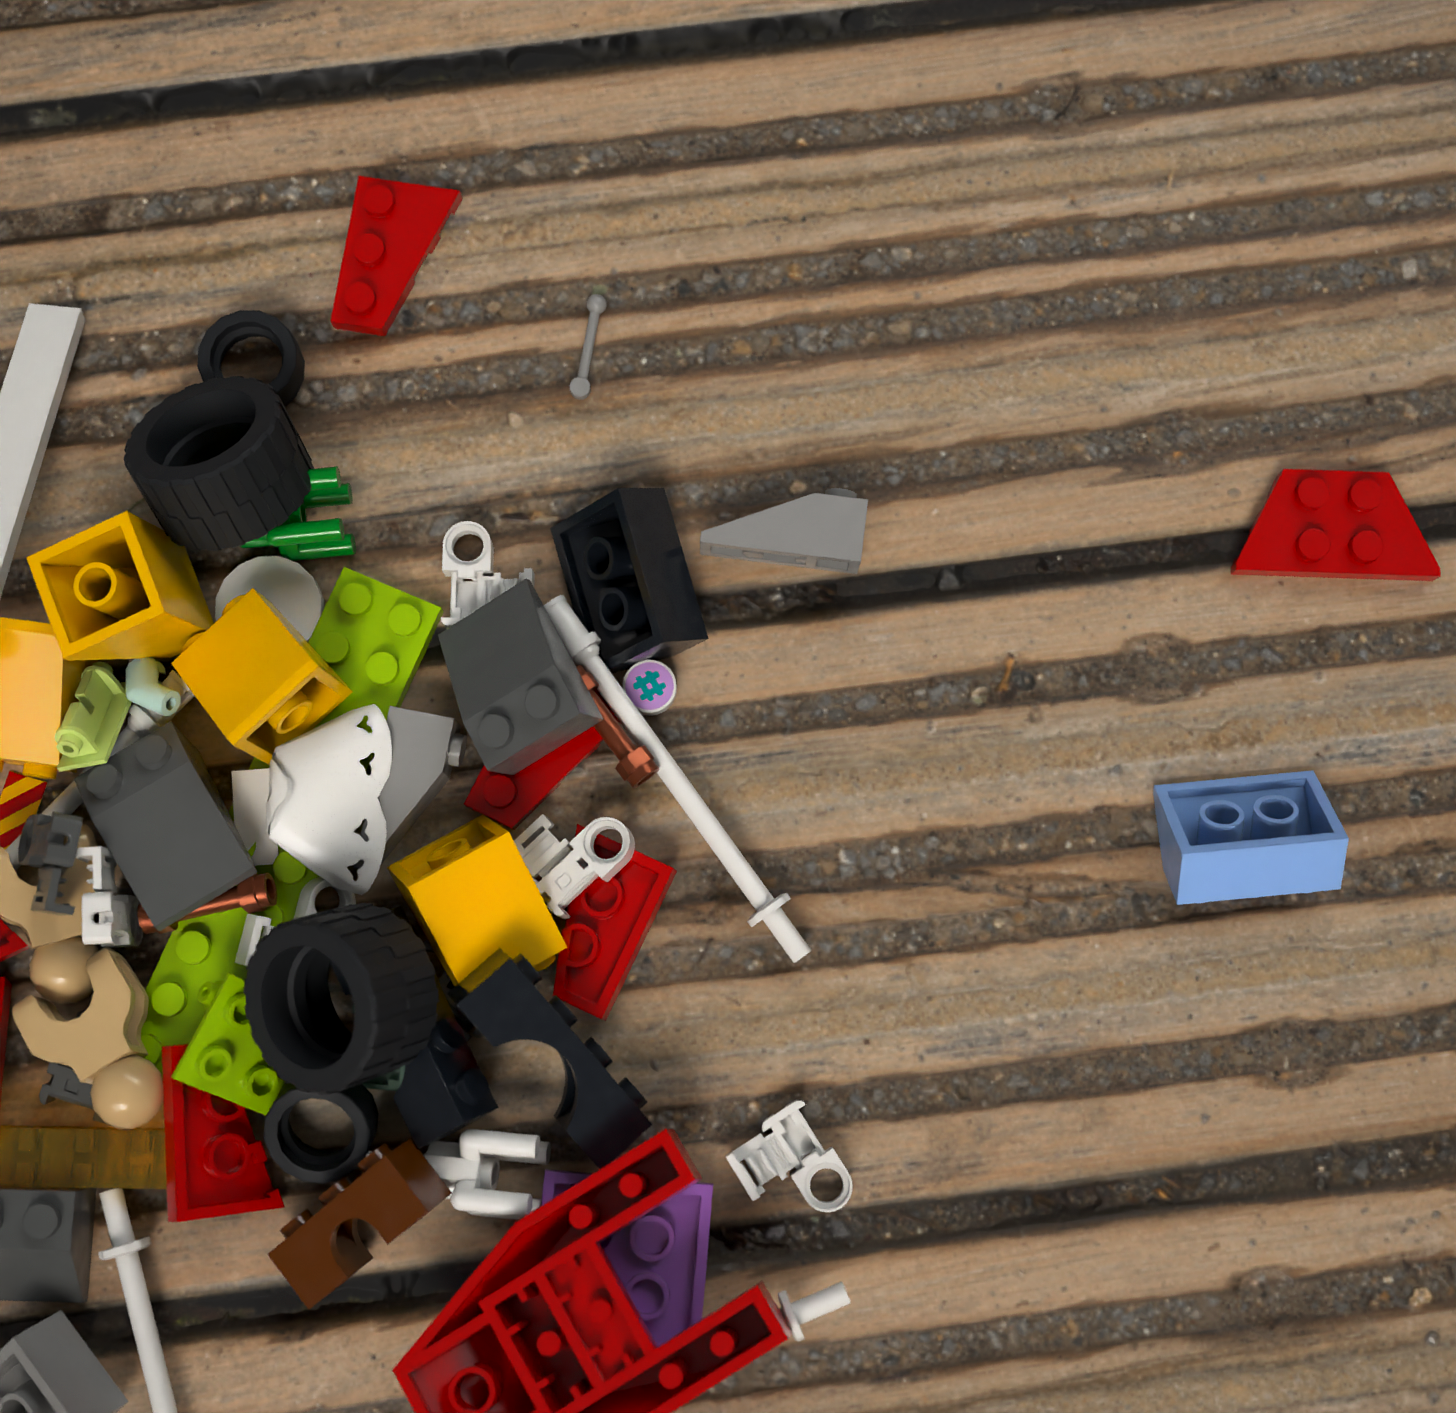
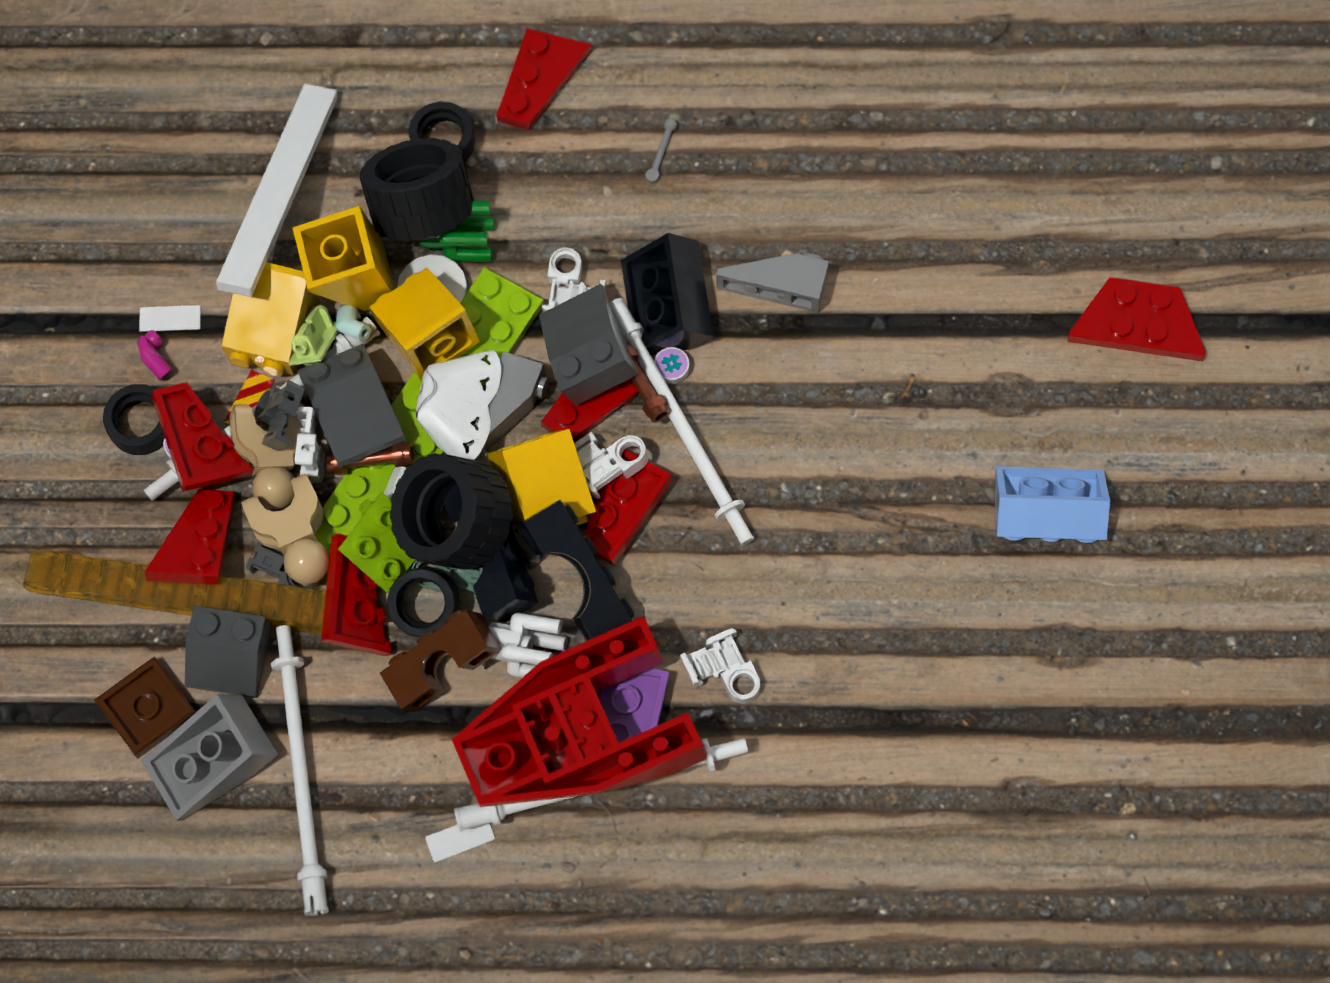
camera: 15 degrees right, 10 degrees down
(249, 804) = (405, 408): white sticker -> none

